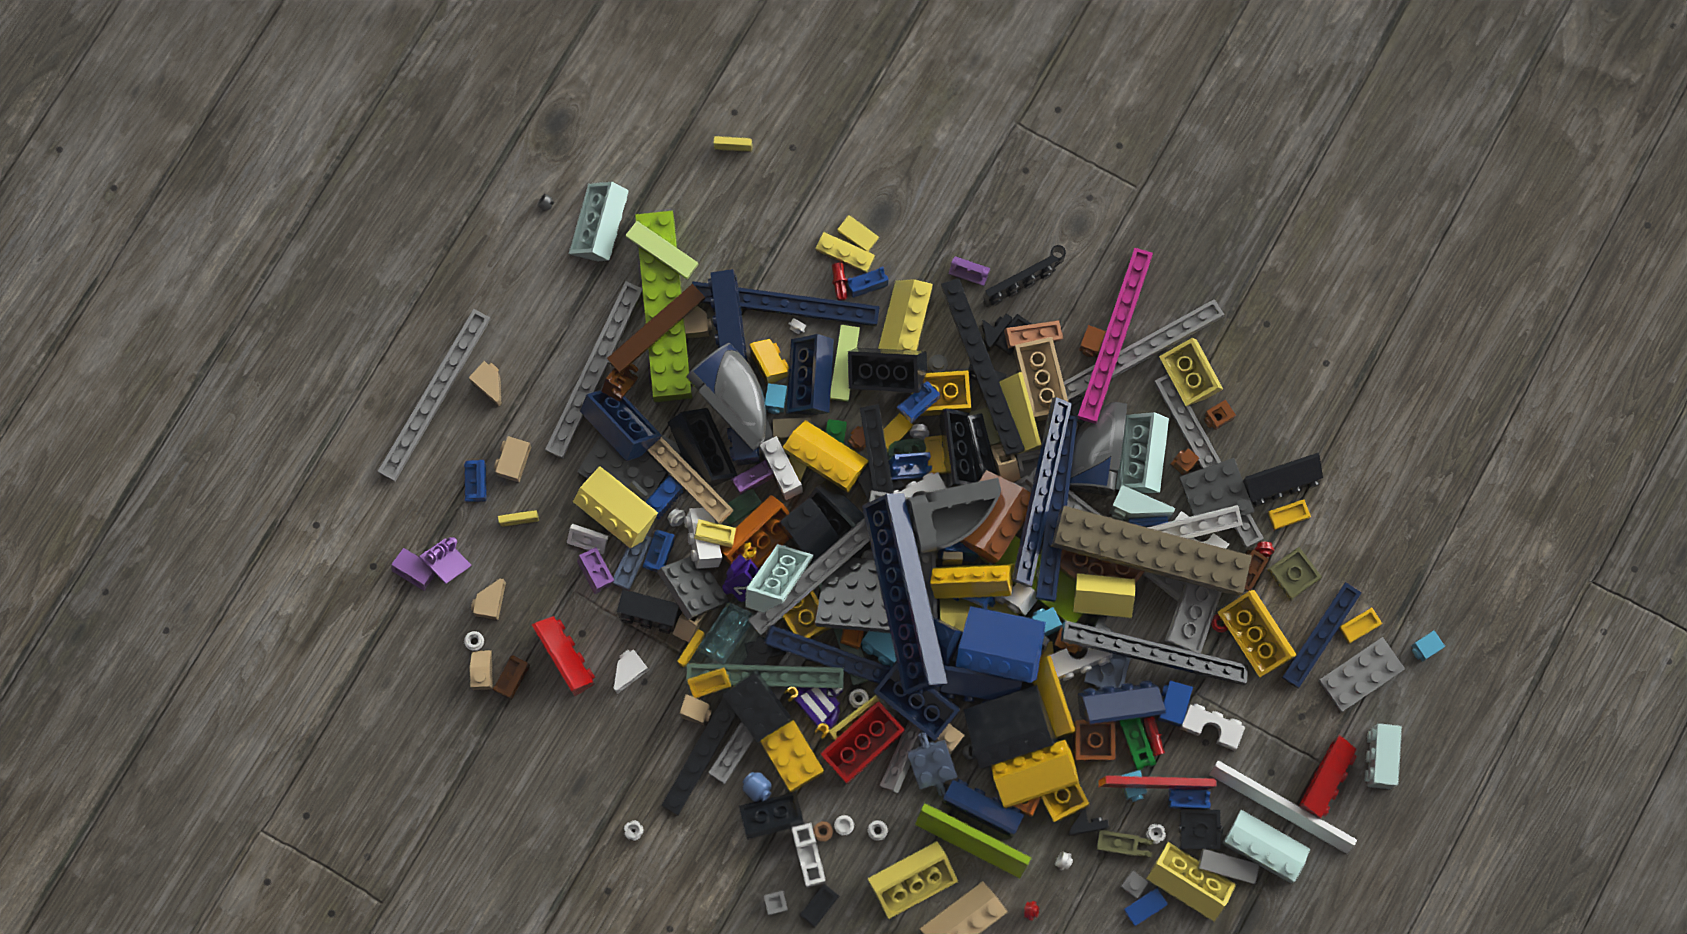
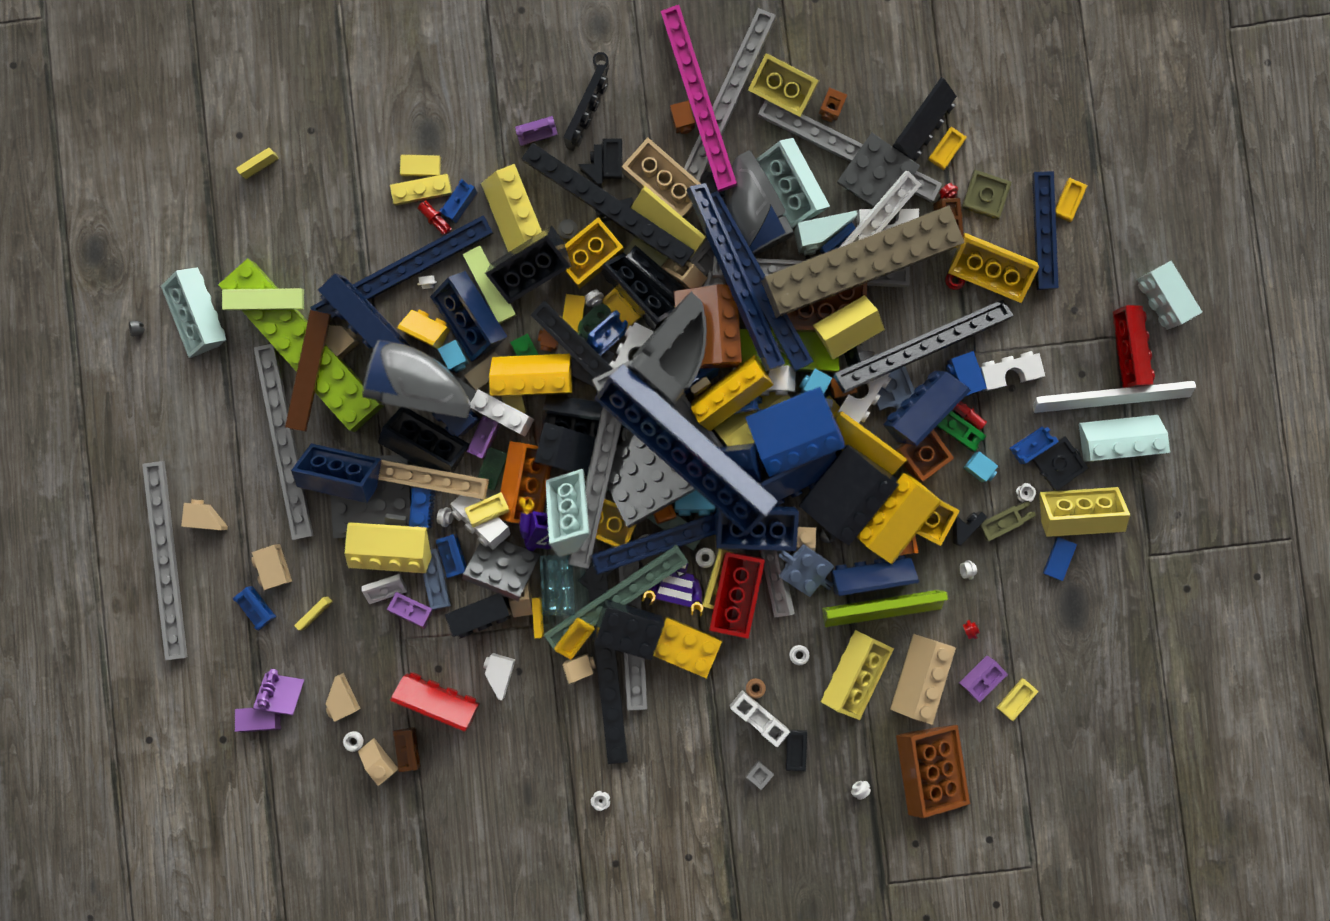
camera: 30 degrees left, 10 degrees up
(618, 384) = (313, 441): reddish brown hinge -> none
(757, 786) = (675, 692): medium blue head -> none
(771, 815) = (705, 708): black plate -> none
(844, 825) = (769, 670): white plate -> none
(919, 402) = (577, 274): blue hinge -> none
(1033, 332) = (628, 145): nougat plate -> none
(1134, 884) = (1037, 546): light grey plate -> none
(1157, 782) = (1002, 452): red tile -> none
(1185, 461) = (831, 164): dark orange brick -> none
(1193, 617) = (931, 292): light grey tile -> none
(1228, 866) = (1104, 477): light grey tile -> none
(1361, 674) = (1099, 240): light grey plate -> none
(1427, 646) = (1138, 177): medium azure brick -> none

